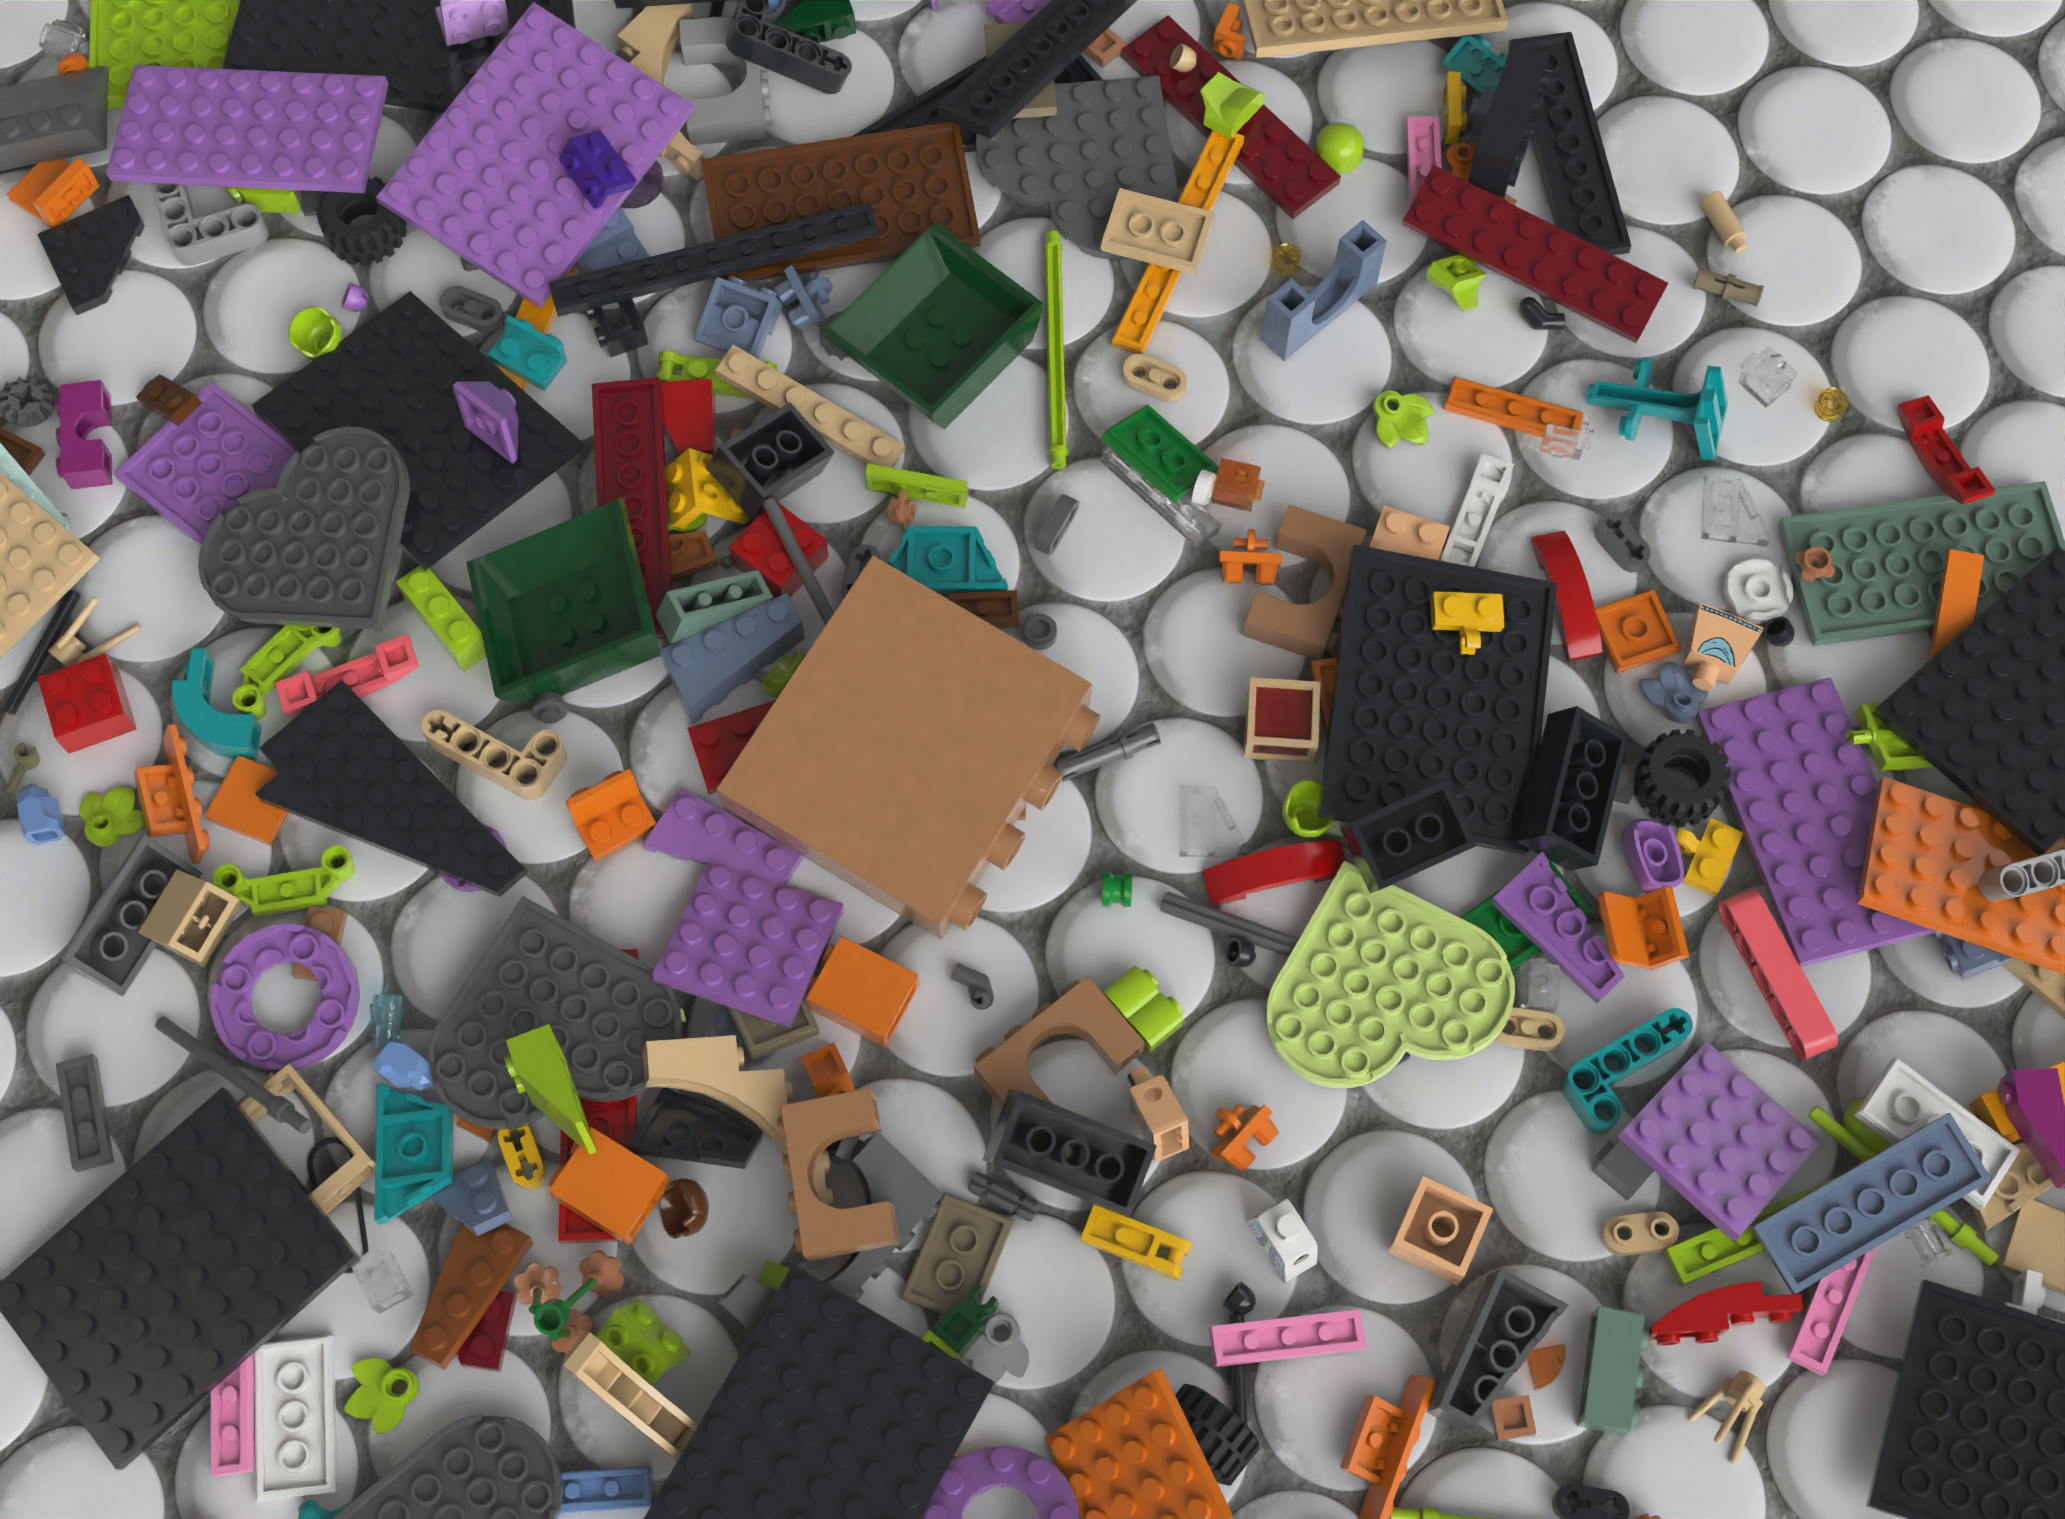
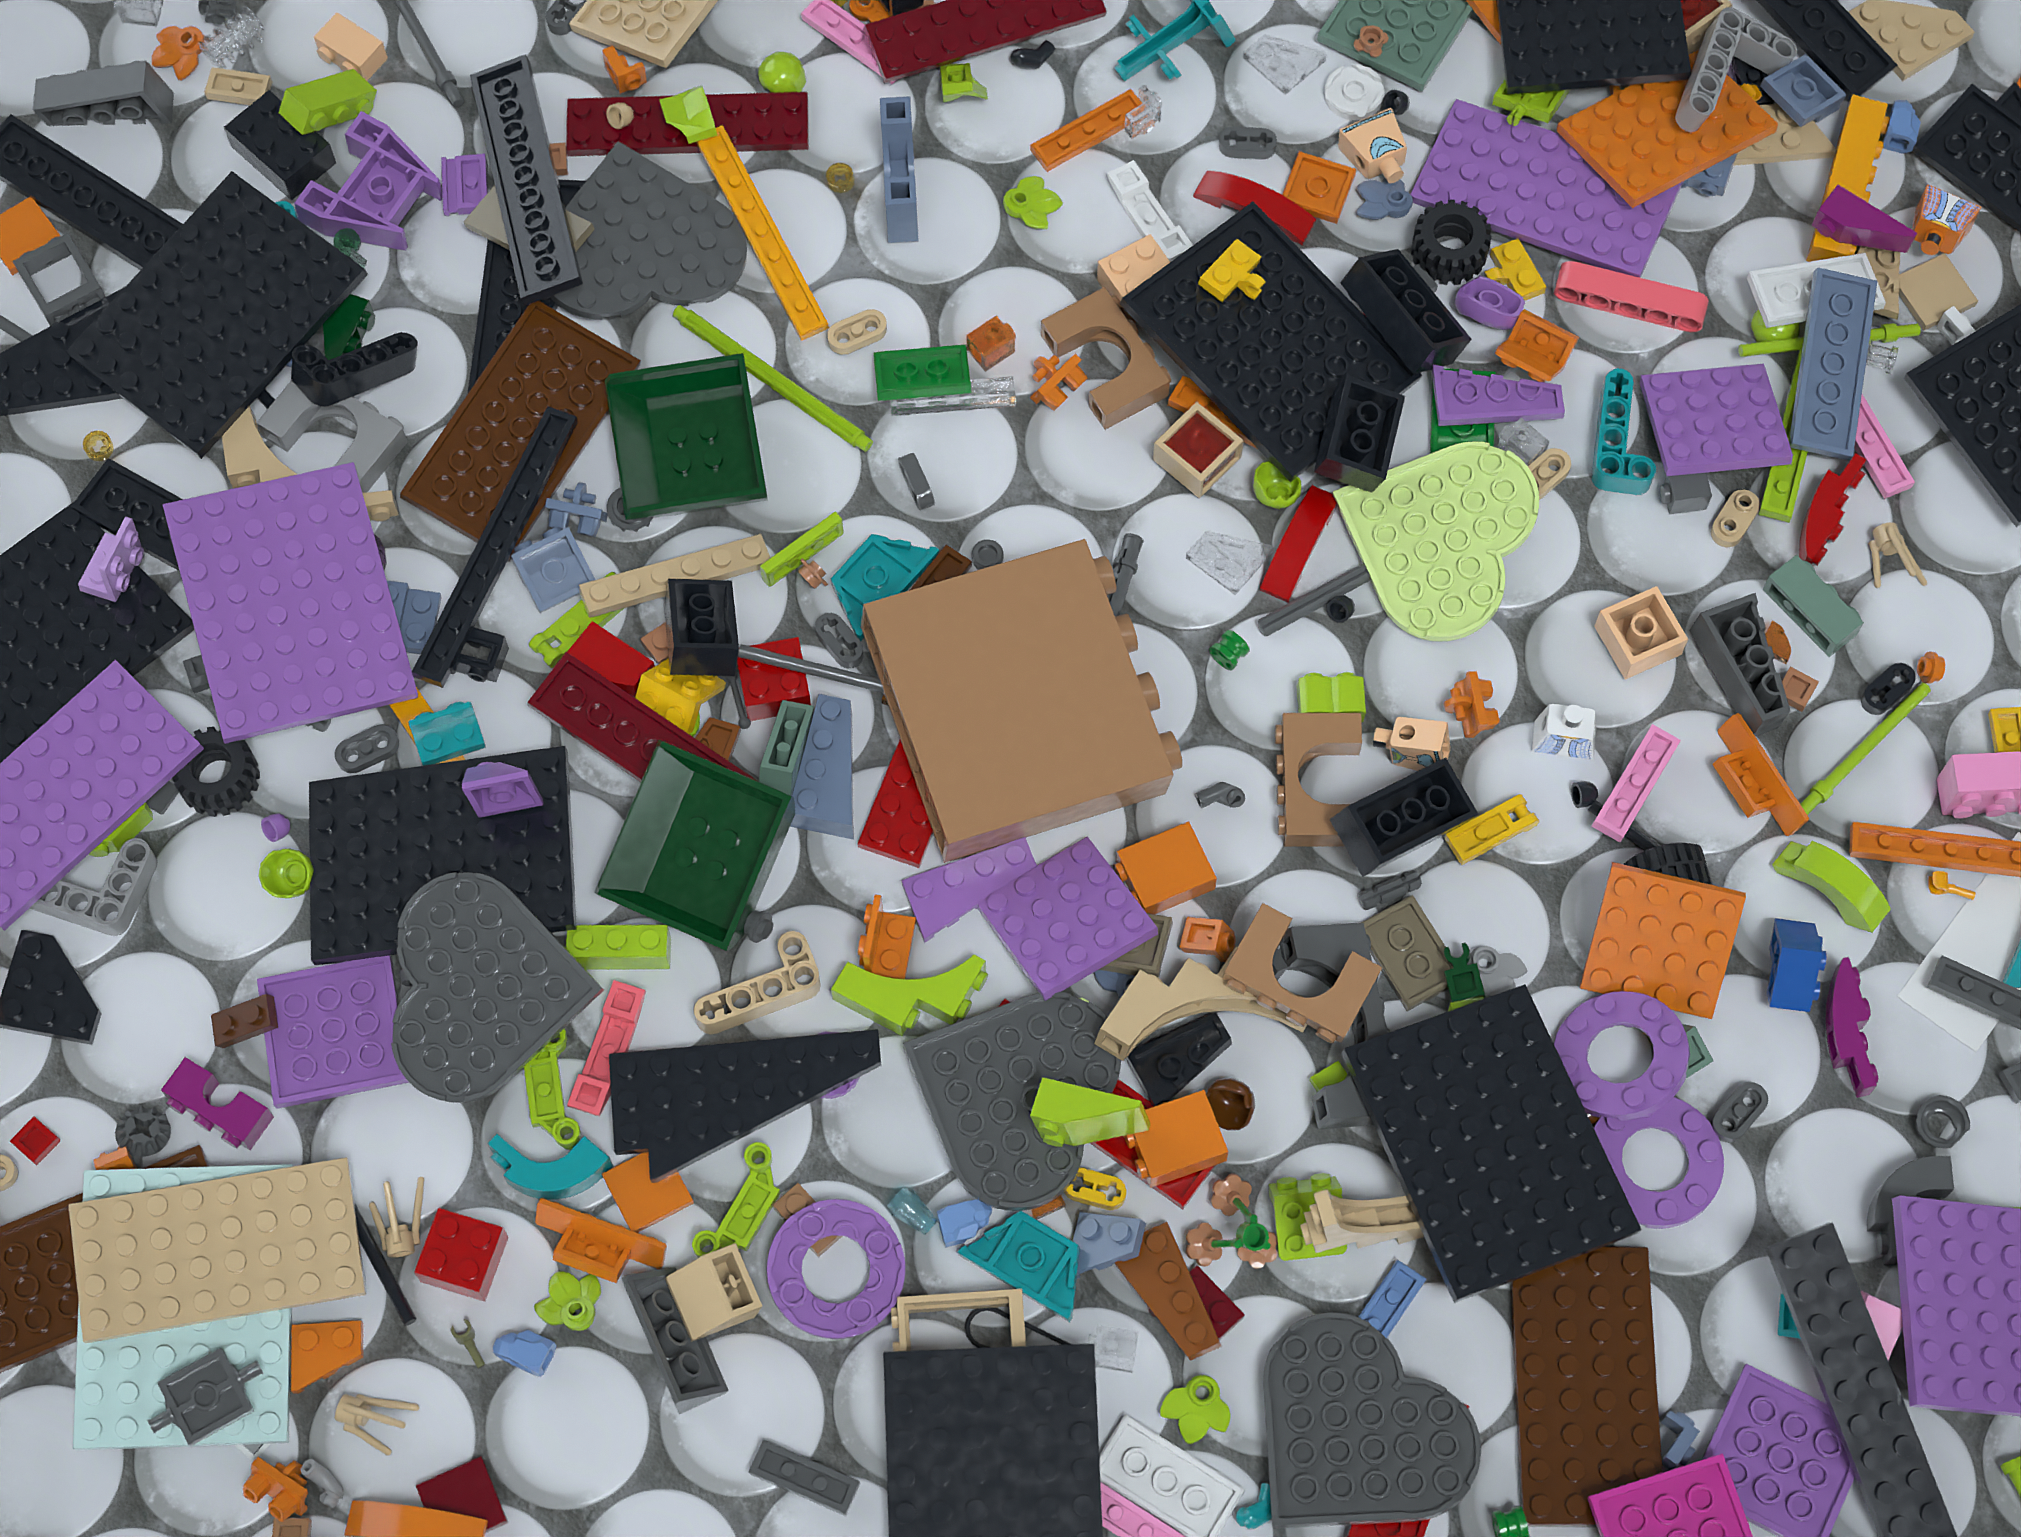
camera: 50 degrees left, 0 degrees up
(277, 1106) = (932, 1322): dark grey bar -> none
(565, 868) = (897, 1001): none -> lime arch
(596, 167) = (351, 566): dark purple bracket -> none
(781, 673) = (878, 744): lime hair -> none
(1157, 231) = (748, 238): tan plate -> none
(1204, 487) = (978, 363): white tile -> none

